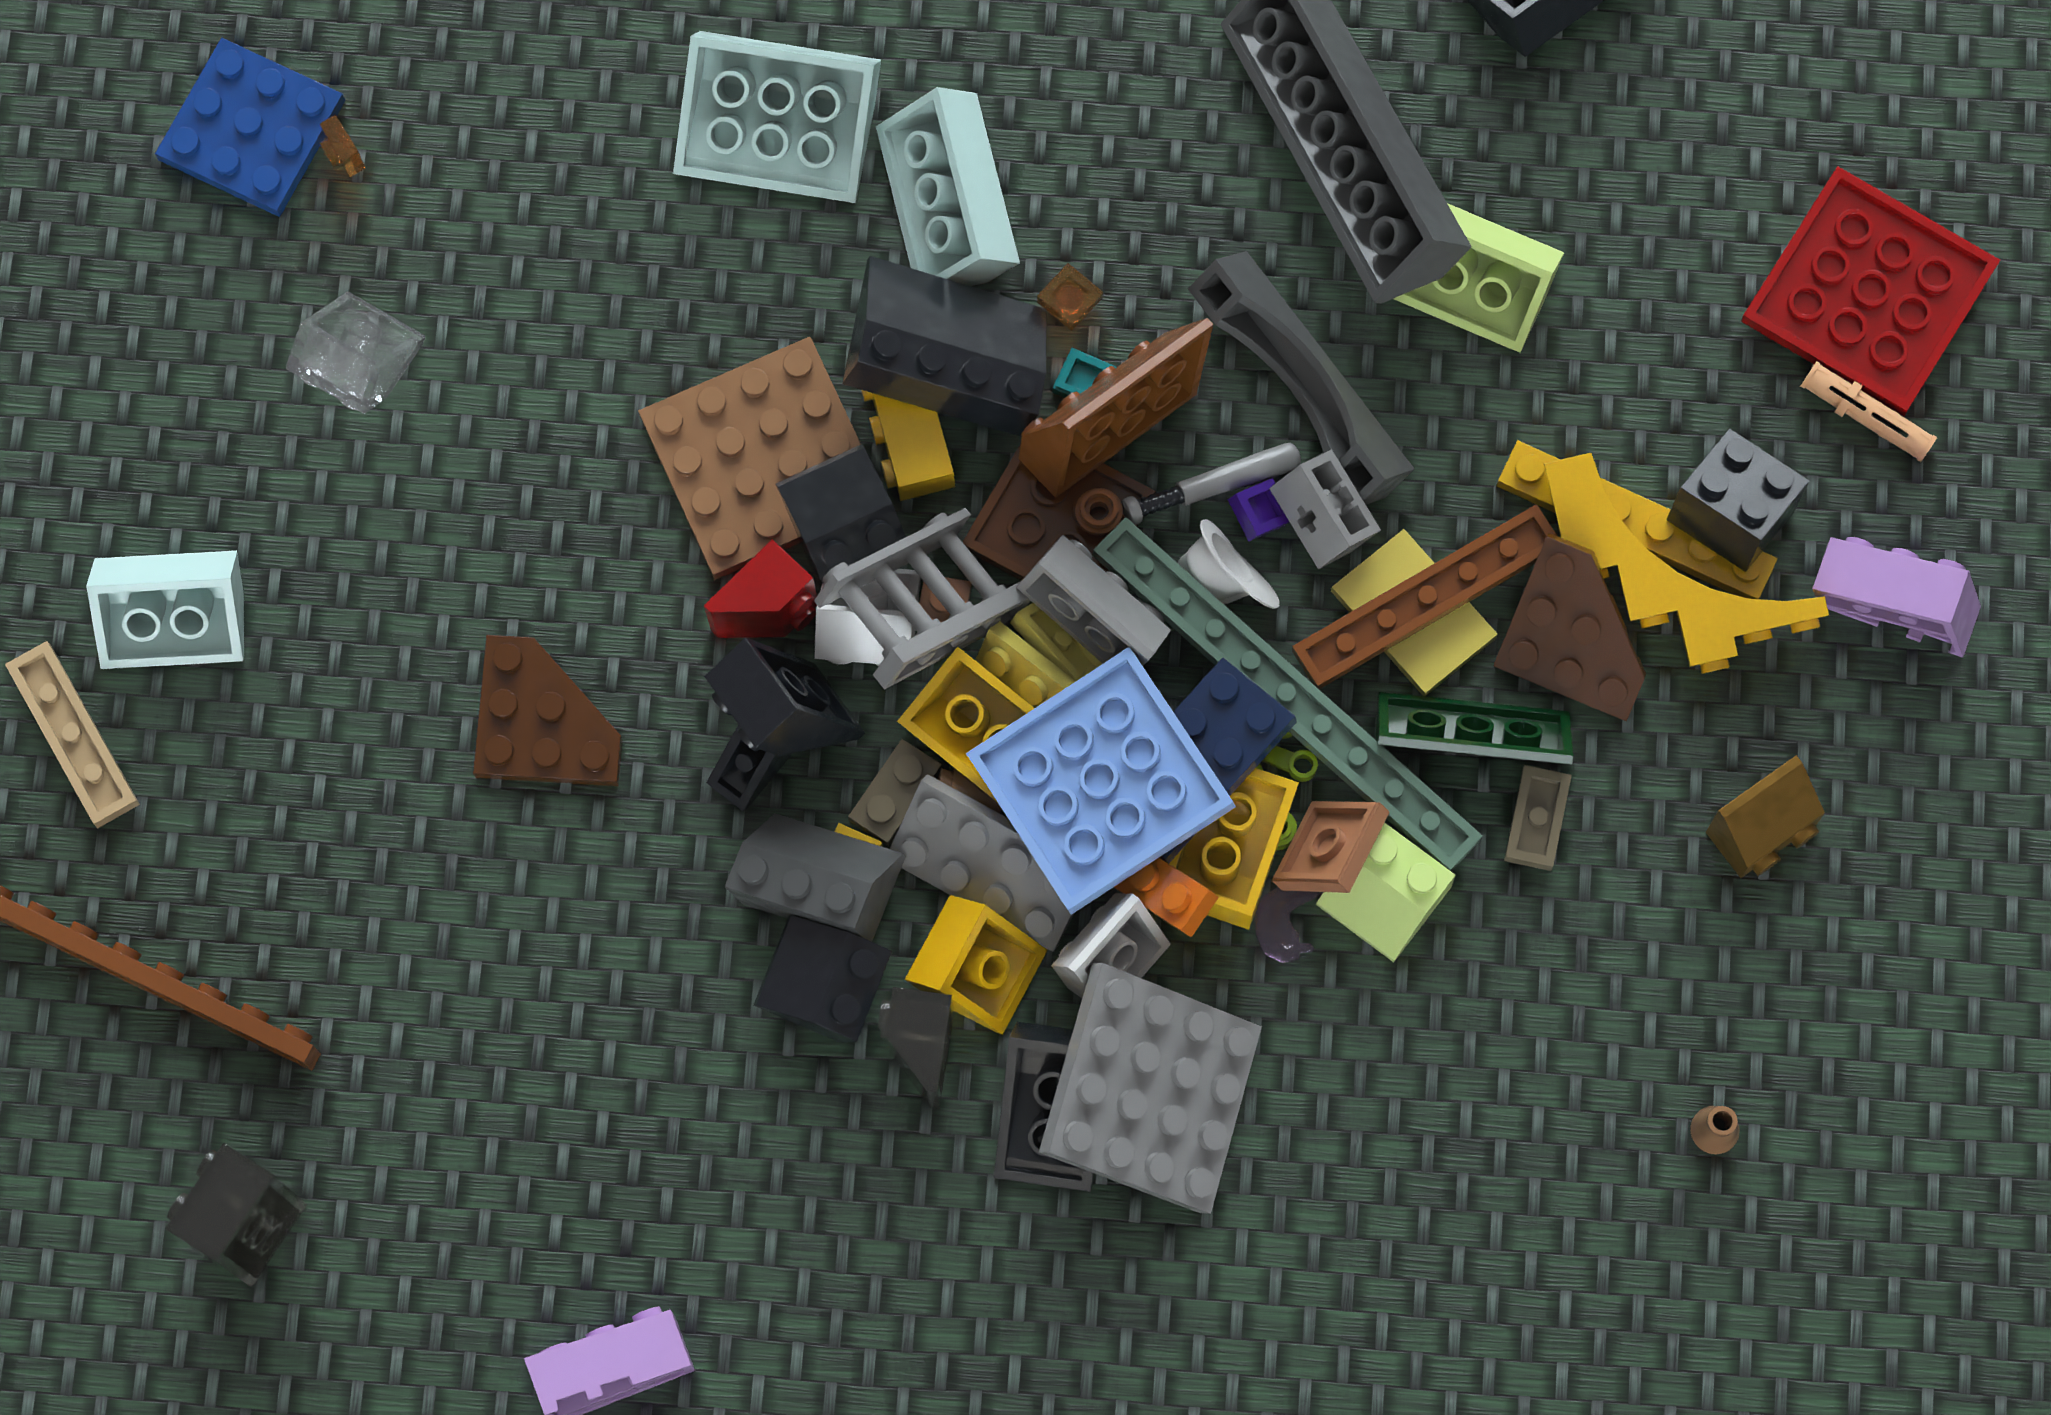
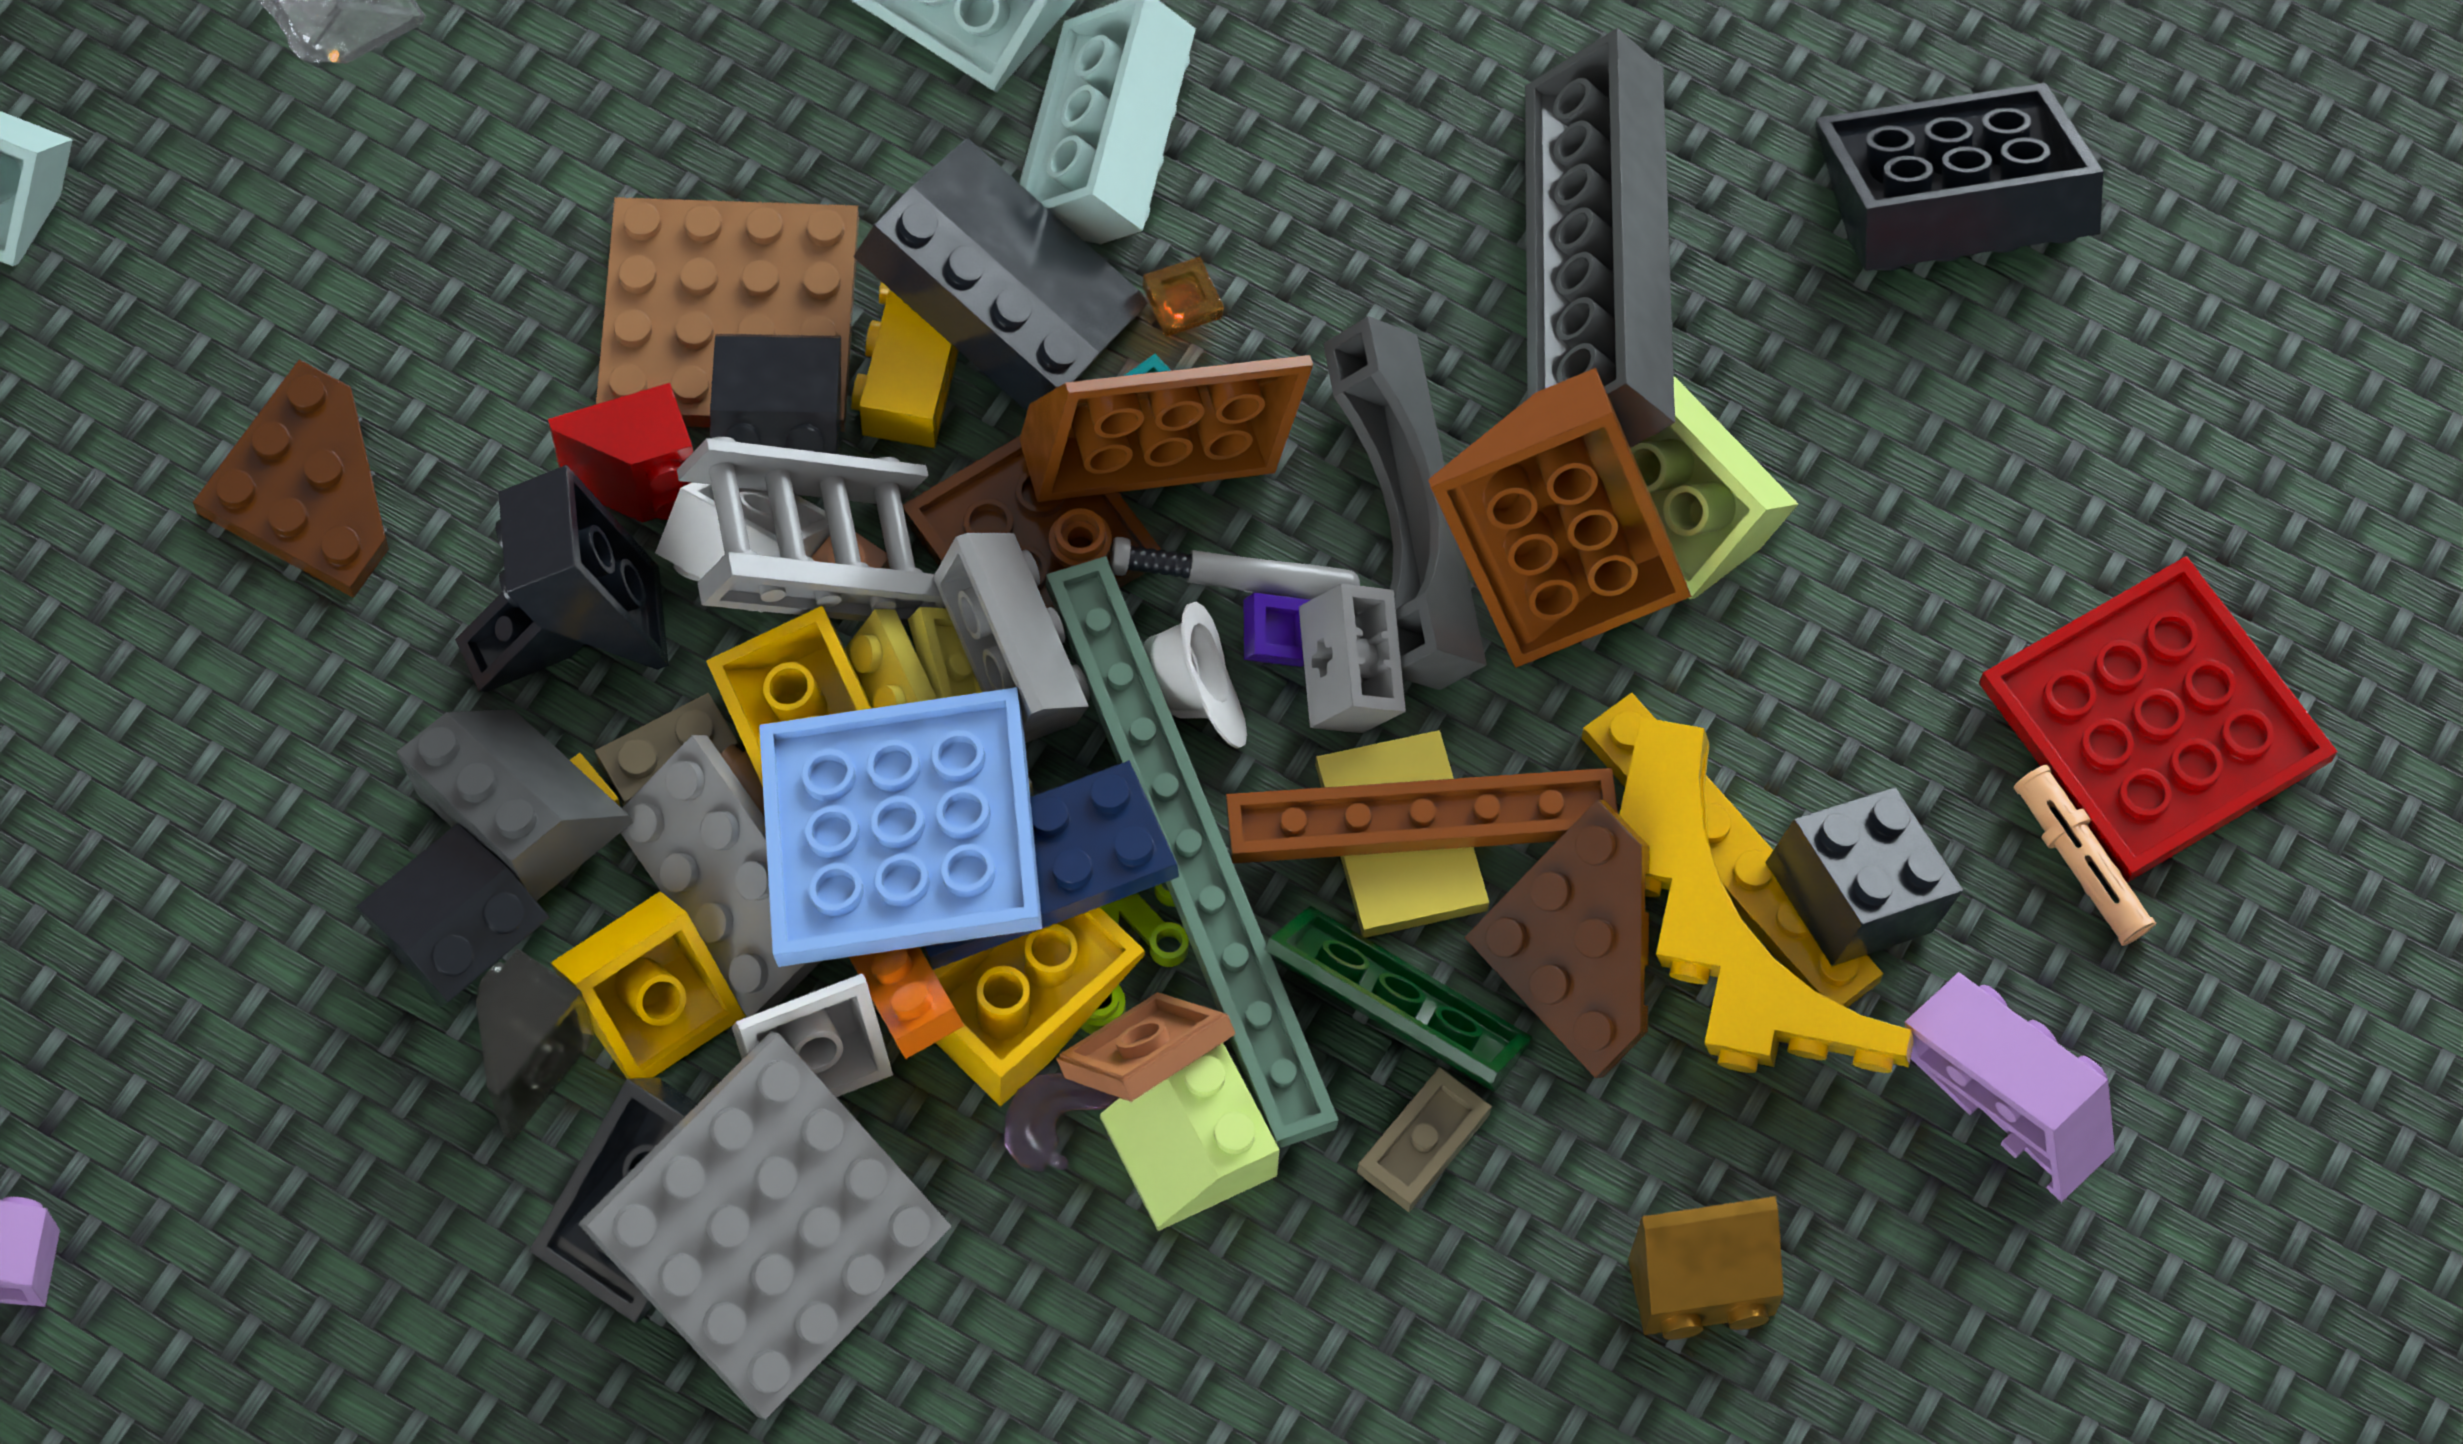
camera: 20 degrees right, 10 degrees down
(1425, 351) = (1559, 522): none -> dark orange slope

